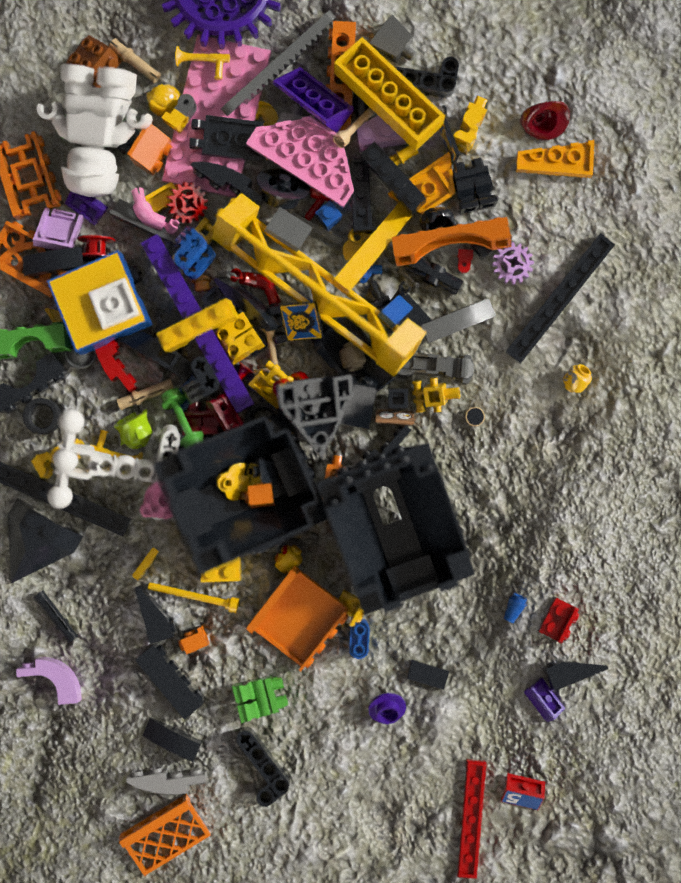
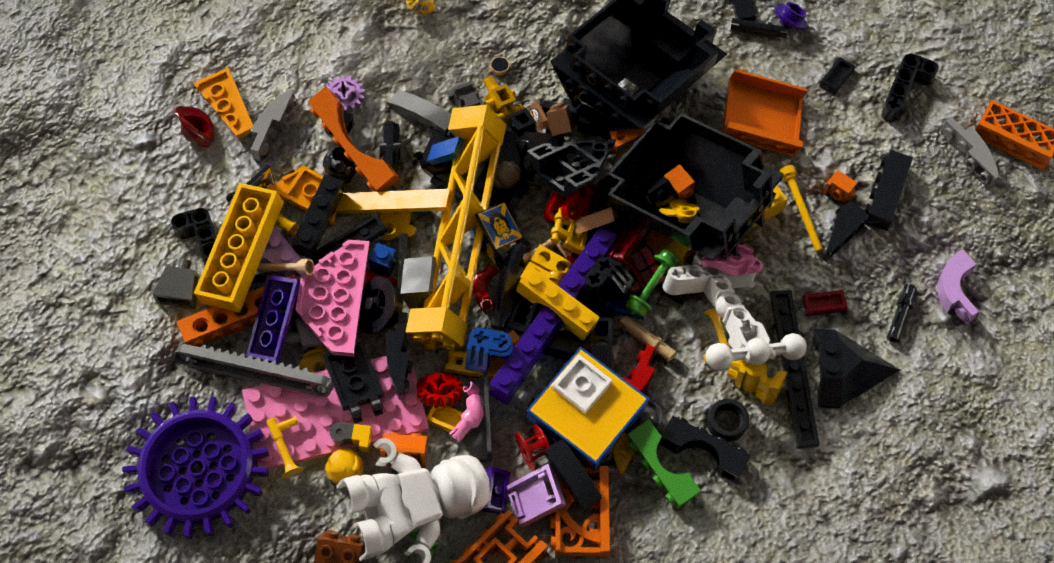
camera: 120 degrees left, 25 degrees down
(98, 558) = (824, 303): none -> dark red plate
(128, 56) = (315, 525): tan pin -> none
(134, 430) = (690, 322): lime helmet -> none
(145, 564) = (803, 259): yellow tile -> none
(172, 739) = (936, 163): black slope -> none
(260, 402) = (596, 220): none -> medium nougat slope
(264, 697) = (852, 114): bright green hips -> none
(308, 713) = (837, 76): none -> black tile
(354, 605) = (726, 68): yellow bracket -> none
(359, 639) = (750, 60): blue brick -> none
(378, 428) = (559, 120): none -> medium nougat brick
(395, 670) = (759, 28): none -> black pin
(464, 256) = (359, 137): red piece -> none
(471, 121) = (226, 178): yellow hips -> none
(473, 180) = (284, 155): black hips -> none
(520, 192) = (271, 119): none -> light grey slope
(560, 298) = (355, 47): black plate -> none

